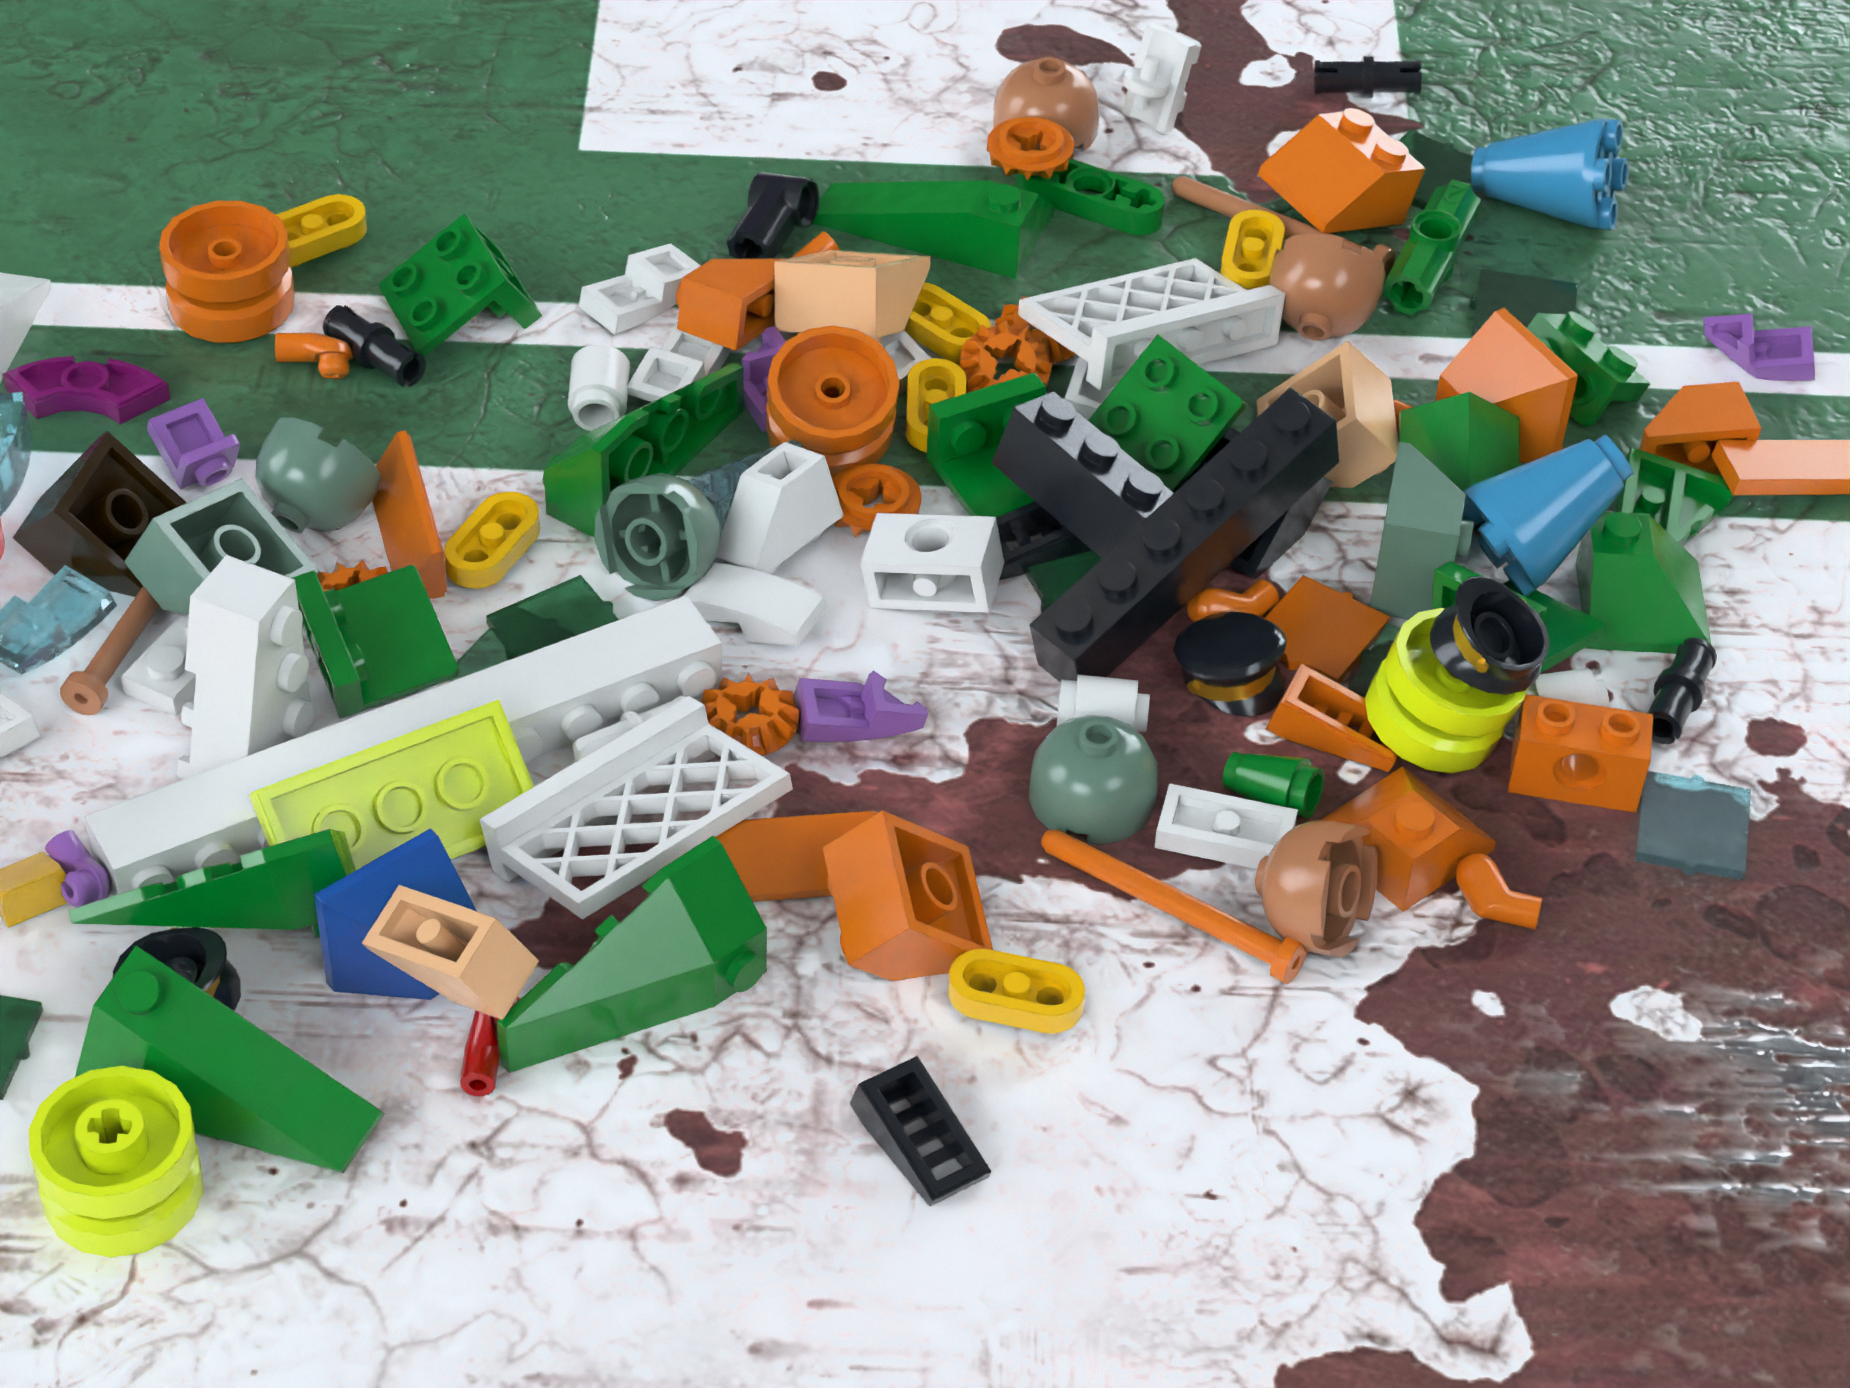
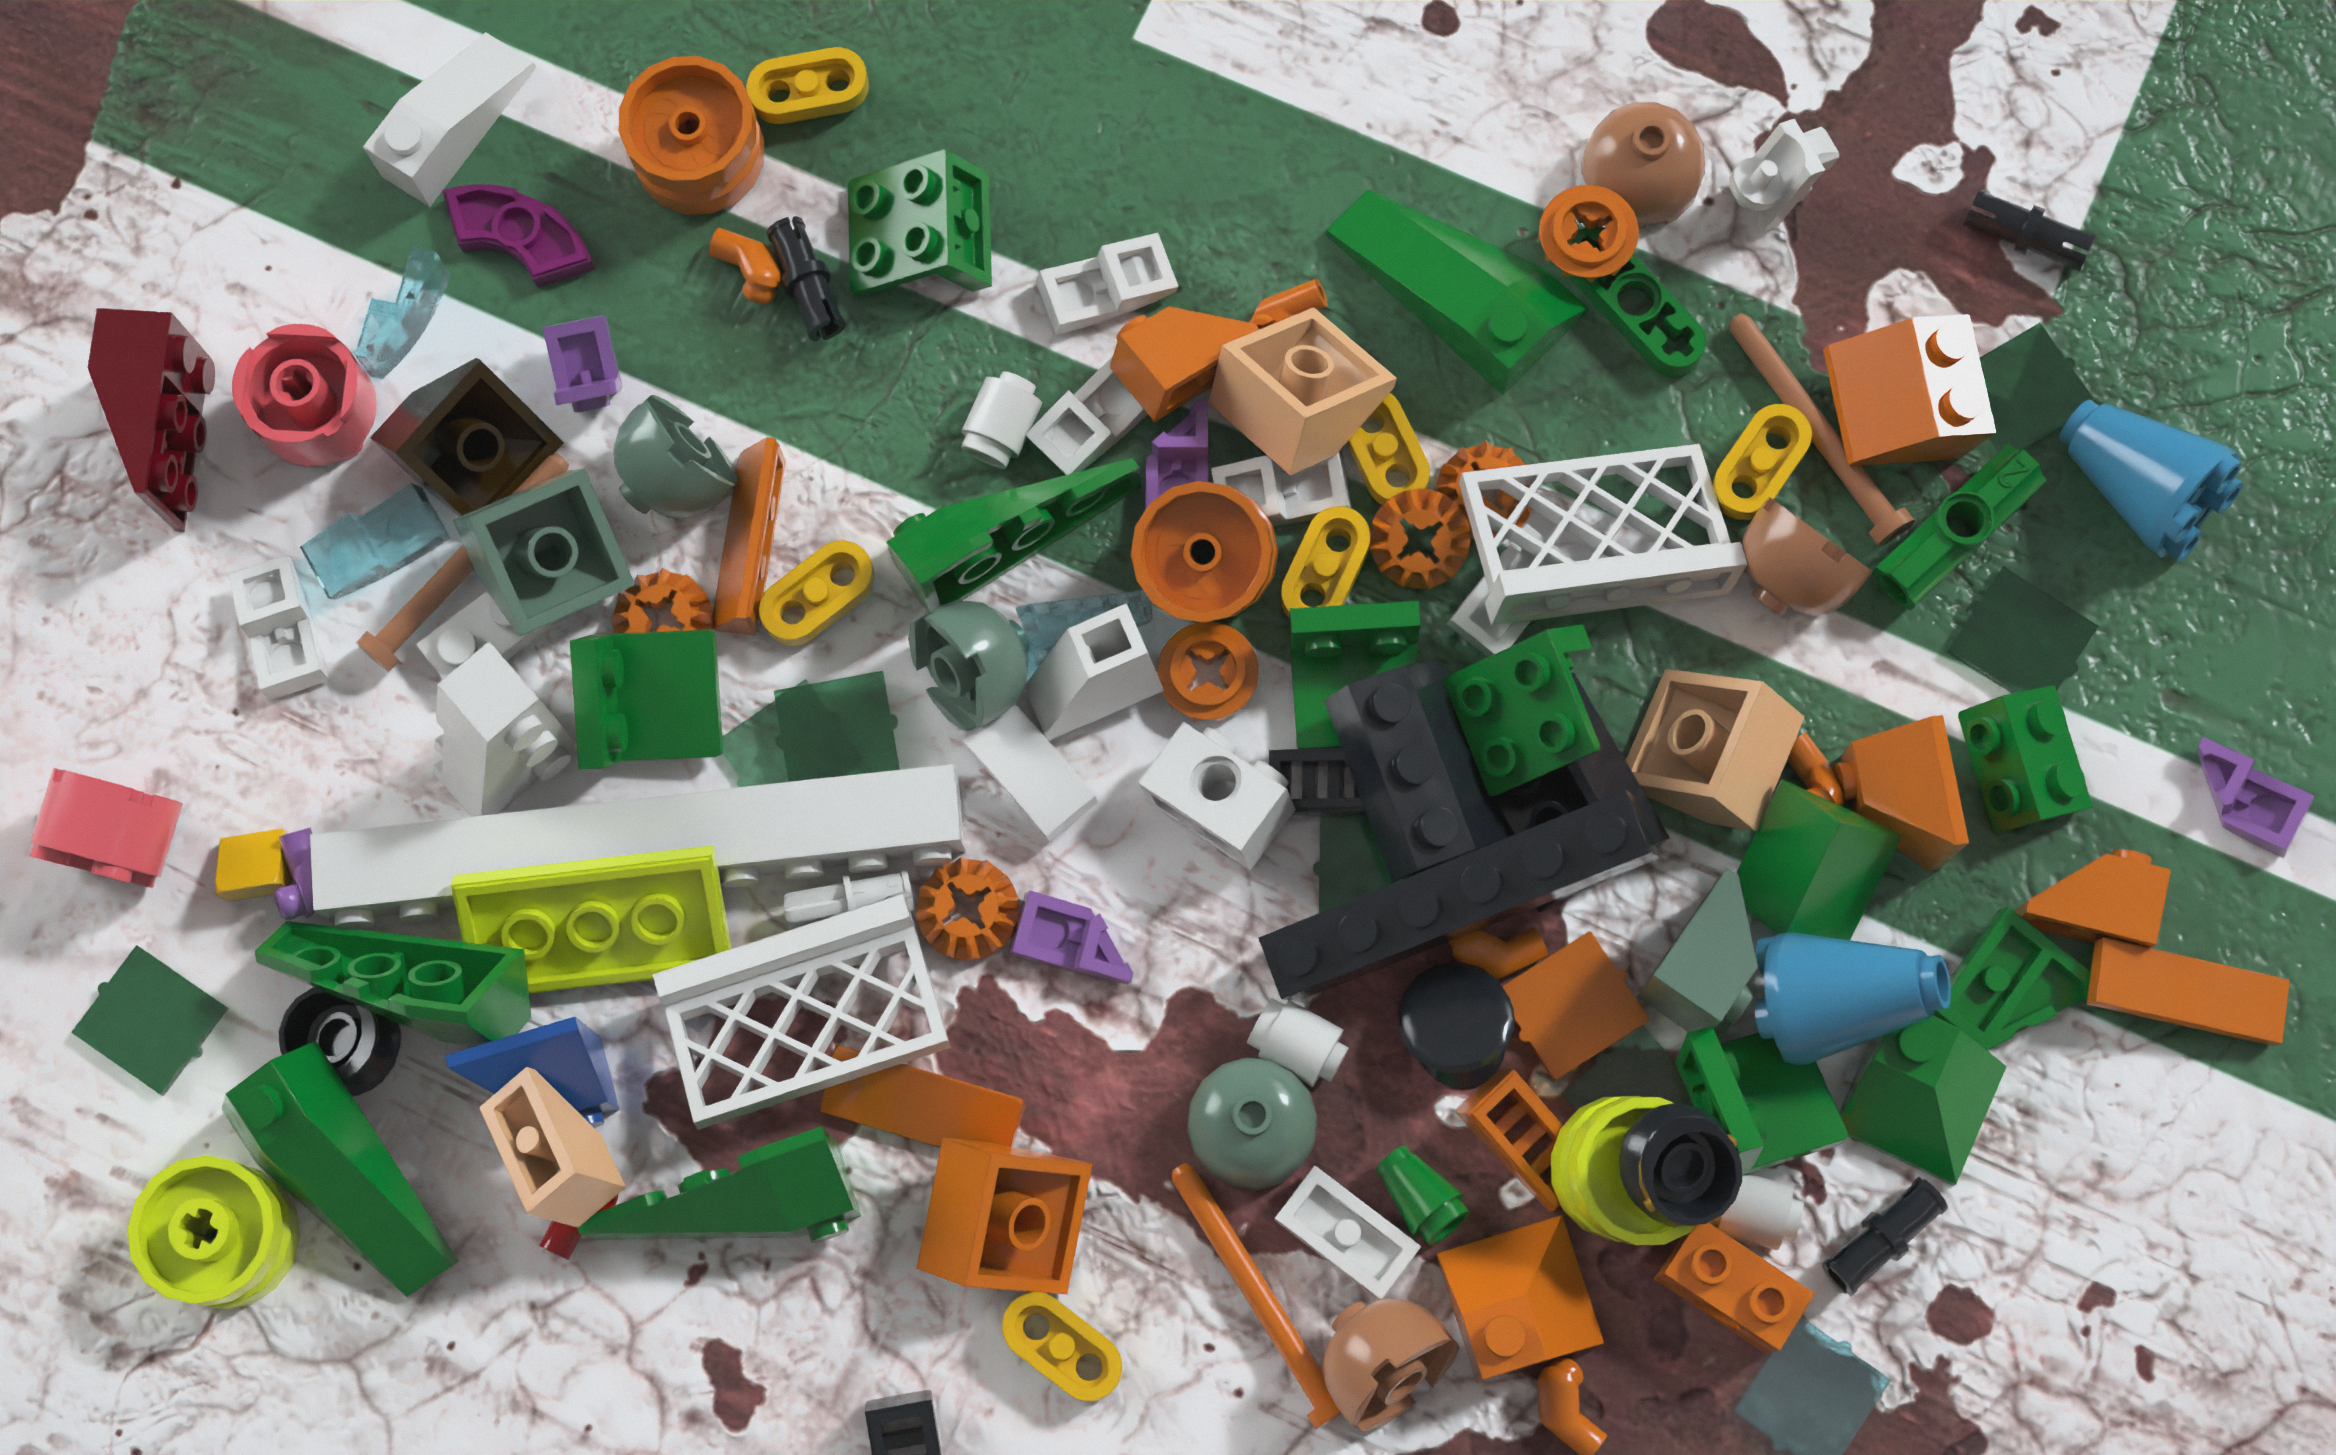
camera: 30 degrees right, 30 degrees up
(774, 210) = (1287, 220): black piece -> none

